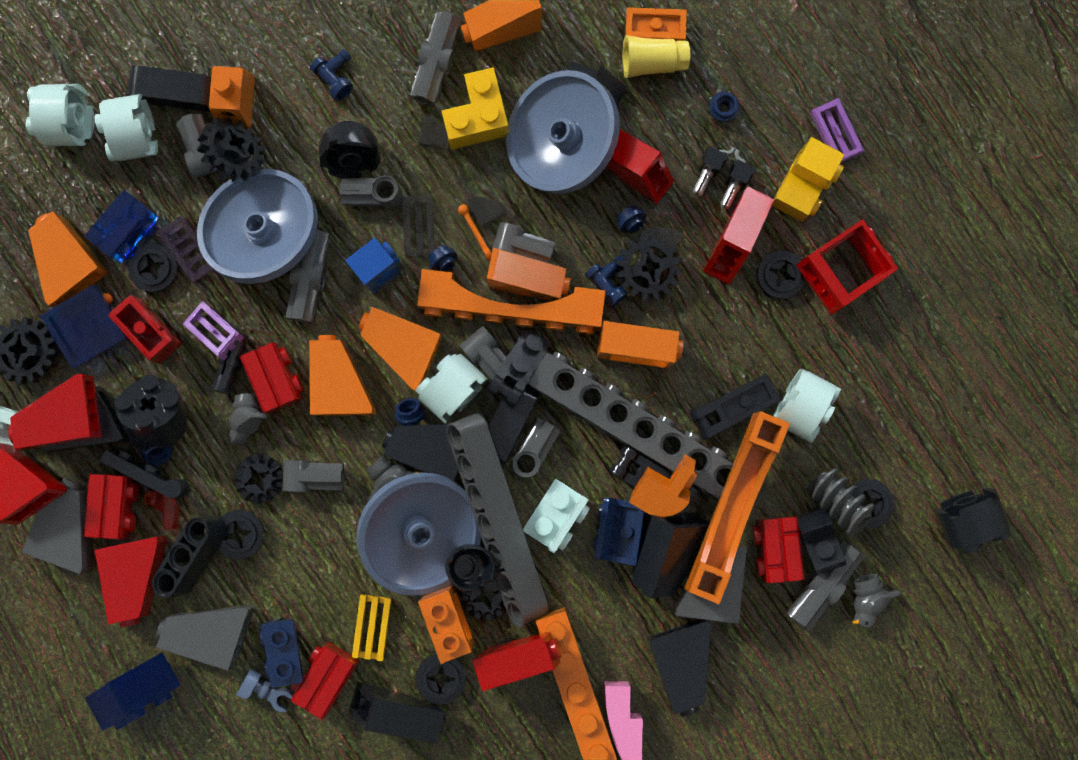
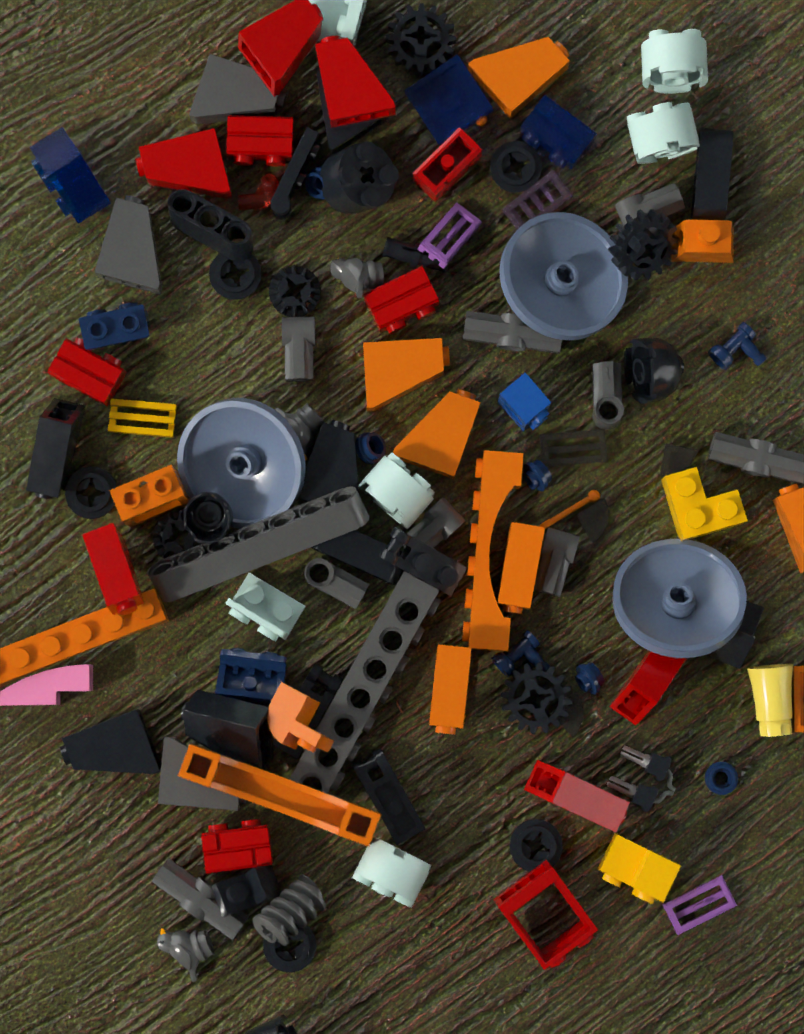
camera: 90 degrees right, 0 degrees up
(263, 689) = (74, 309): sand blue piece -> none

